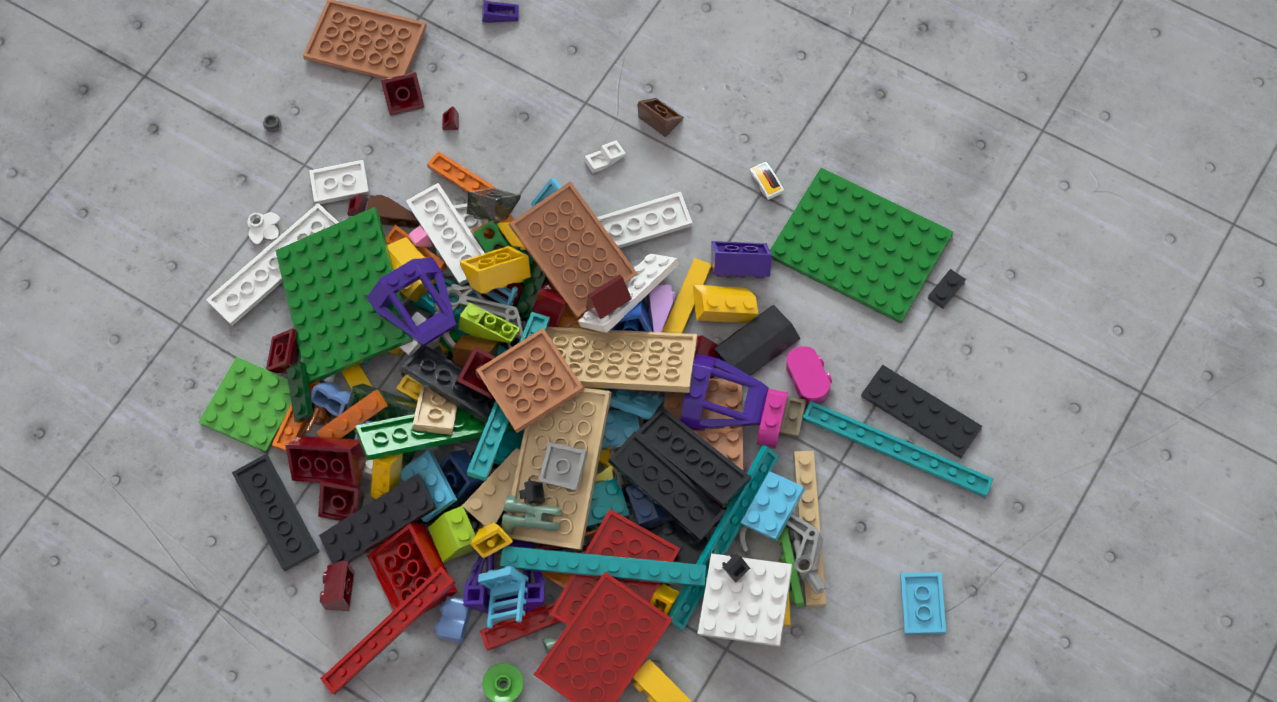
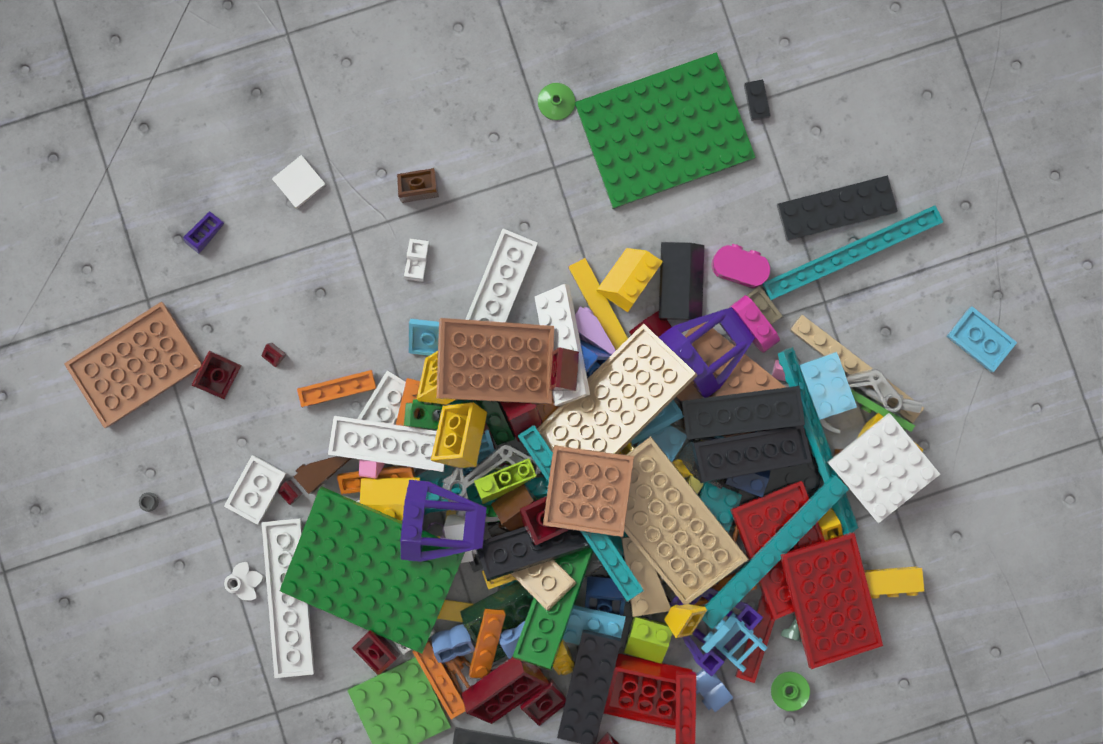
camera: 55 degrees left, 20 degrees up
(299, 392) = (426, 666): dark green plate -> none
(491, 204) = (390, 387): clear smoke slope -> none
(533, 492) = (678, 560): black tile -> none
(535, 516) = (696, 572): sand green piece -> none
(563, 466) = (678, 521): light grey plate -> none
(591, 42) = (299, 181): none -> white tile
(735, 567) = (862, 458): black tile -> none
(740, 259) = (601, 232): dark purple slope -> none
(767, 180) = (550, 153): slope -> none
(810, 164) = (557, 110): none -> bright green dish

